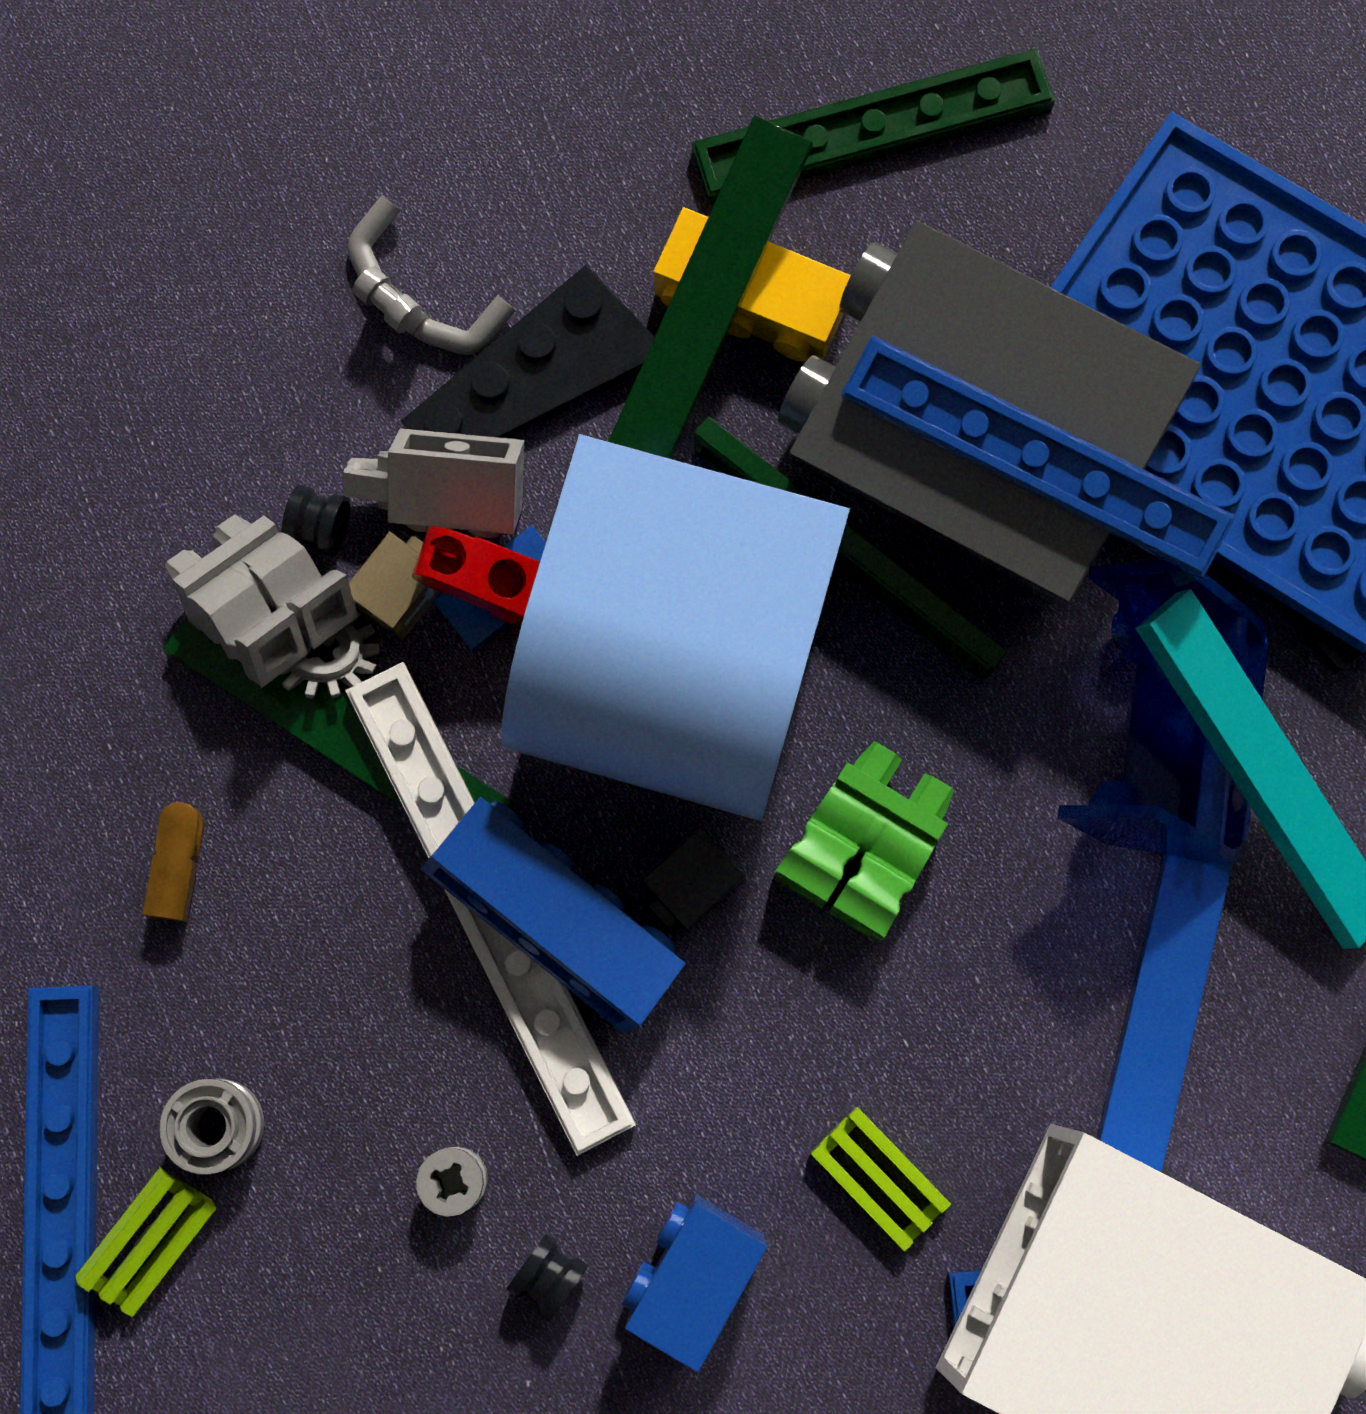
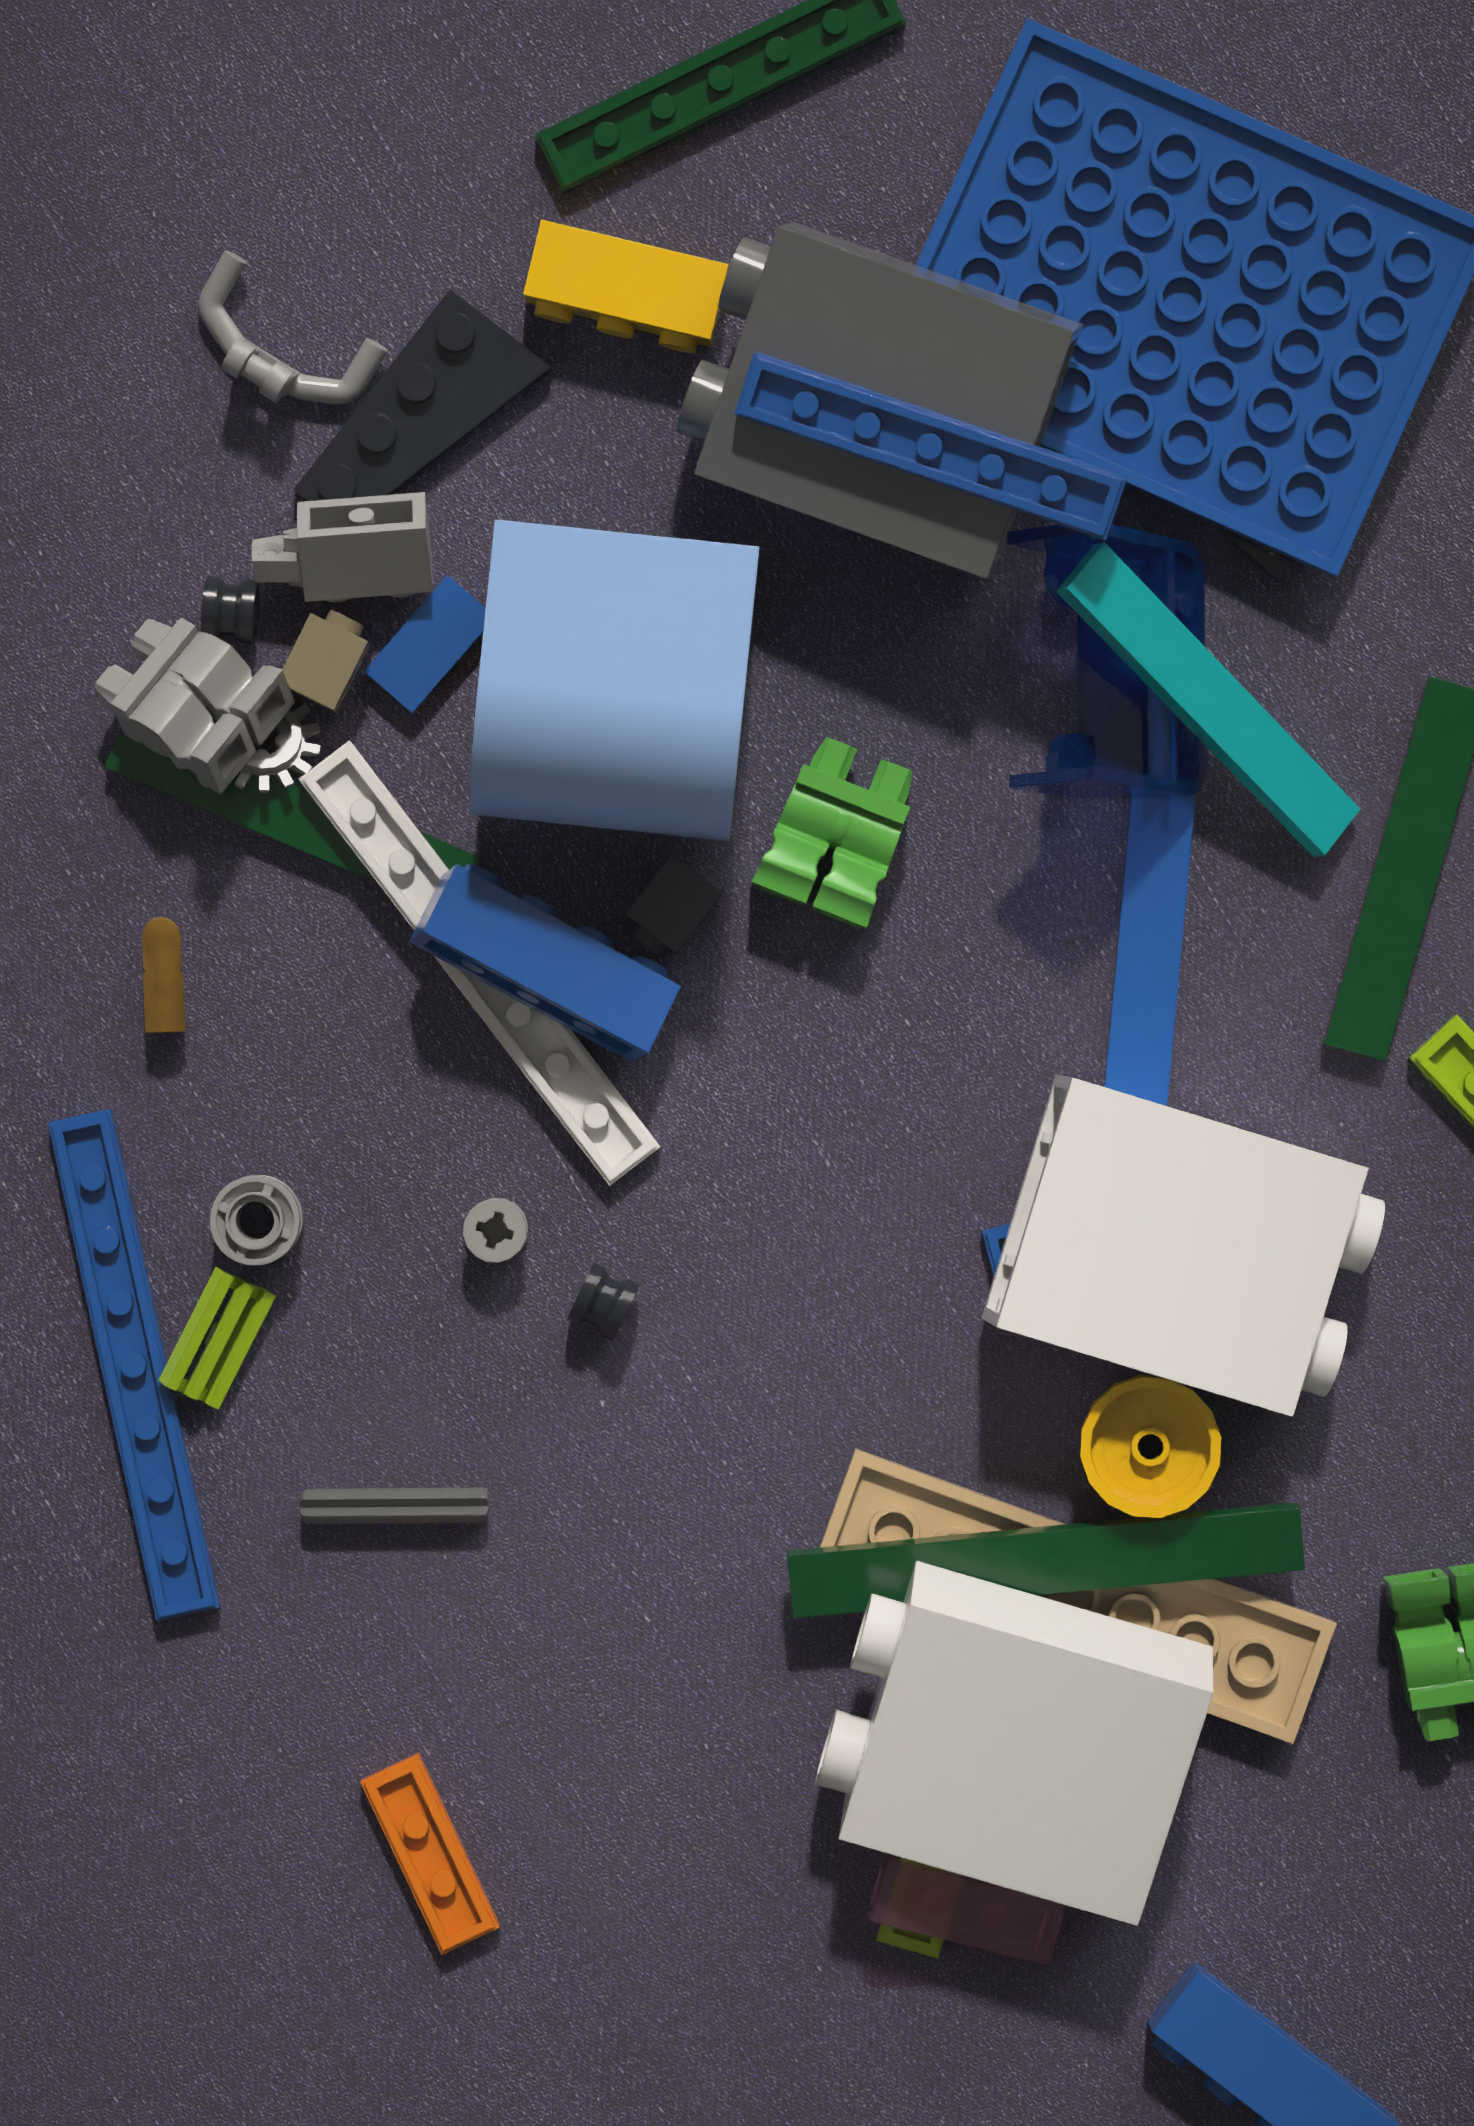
camera: 10 degrees left, 10 degrees up
(476, 572) = (410, 642): red leg -> none
(694, 1283) = (741, 1276): blue brick -> none
(712, 288) = (582, 323): dark green tile -> none
(864, 561) = (772, 547): dark green tile -> none
(920, 1219) = (858, 1123): lime tile -> none

